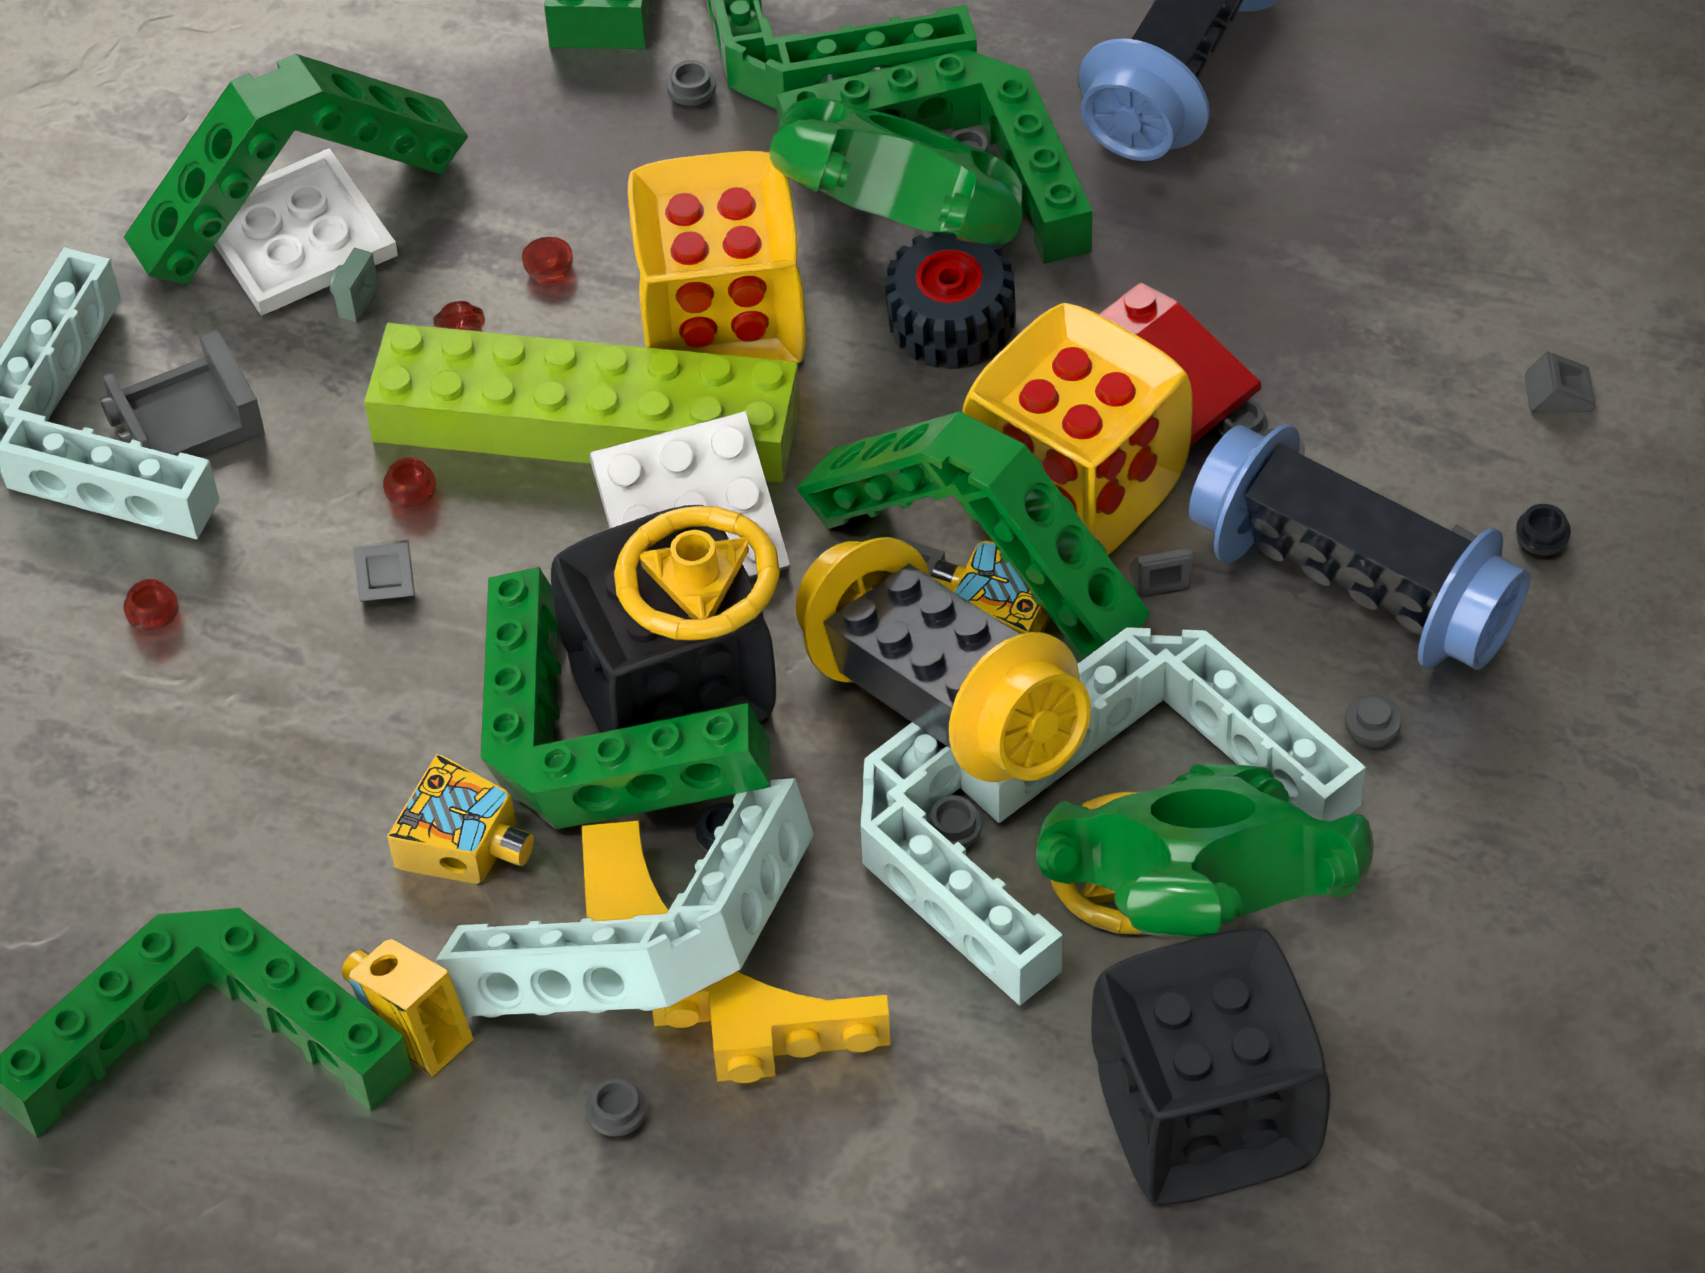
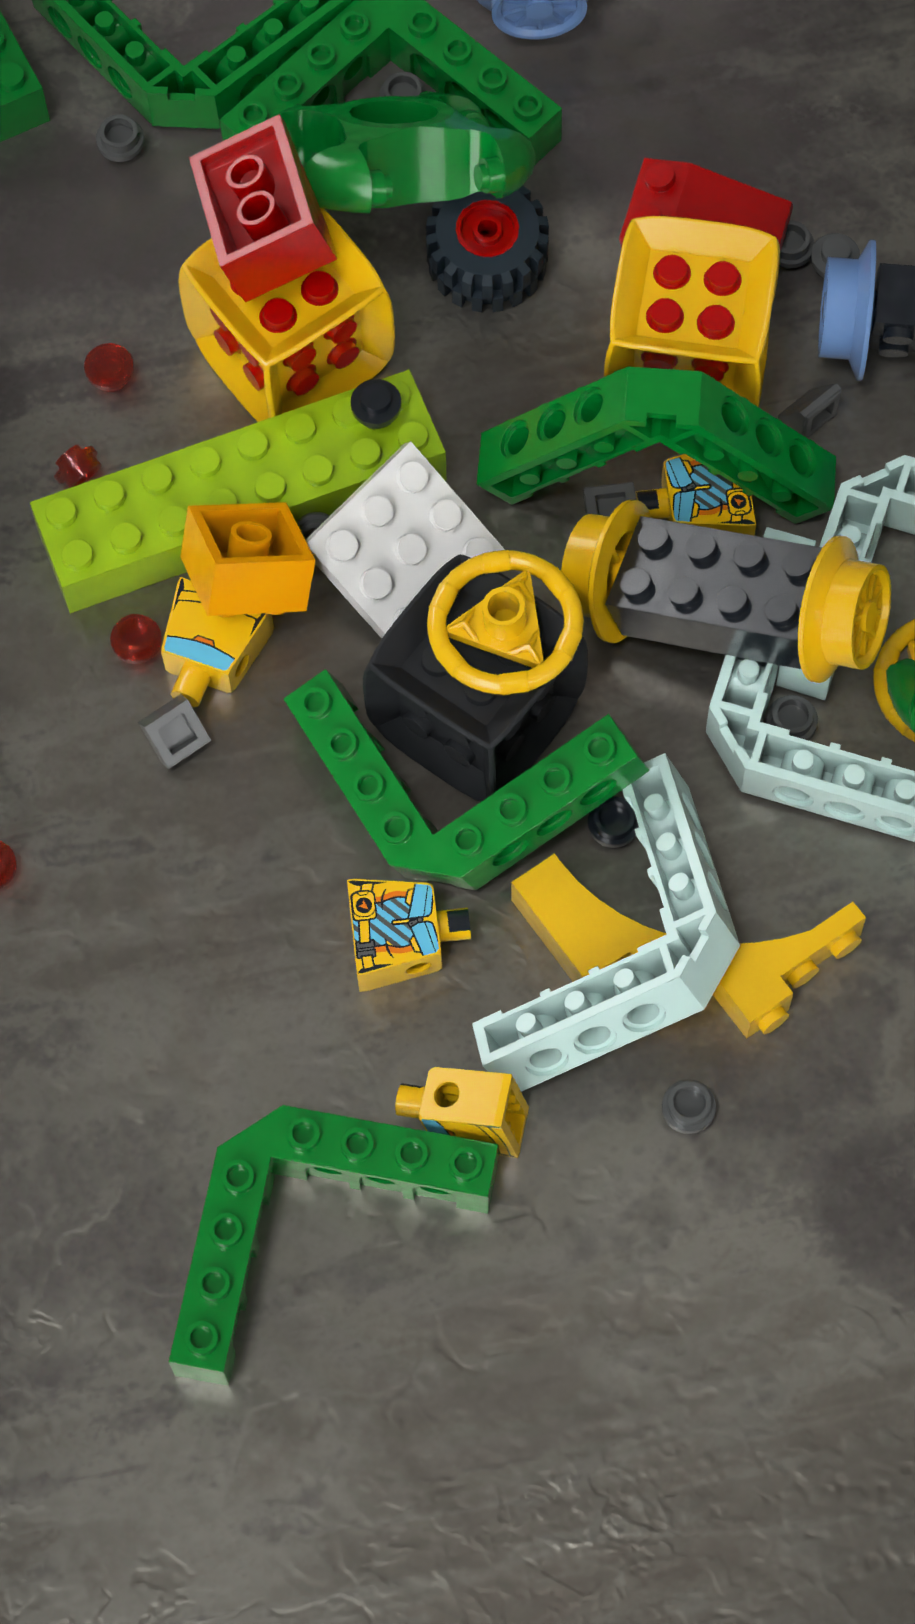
camera: 30 degrees left, 15 degrees up
(471, 511) = (209, 648): none -> yellow torso
(533, 445) = (247, 559): none -> light orange brick
(718, 148) = (261, 209): none -> red slope
(739, 370) = (376, 403): none -> black plate

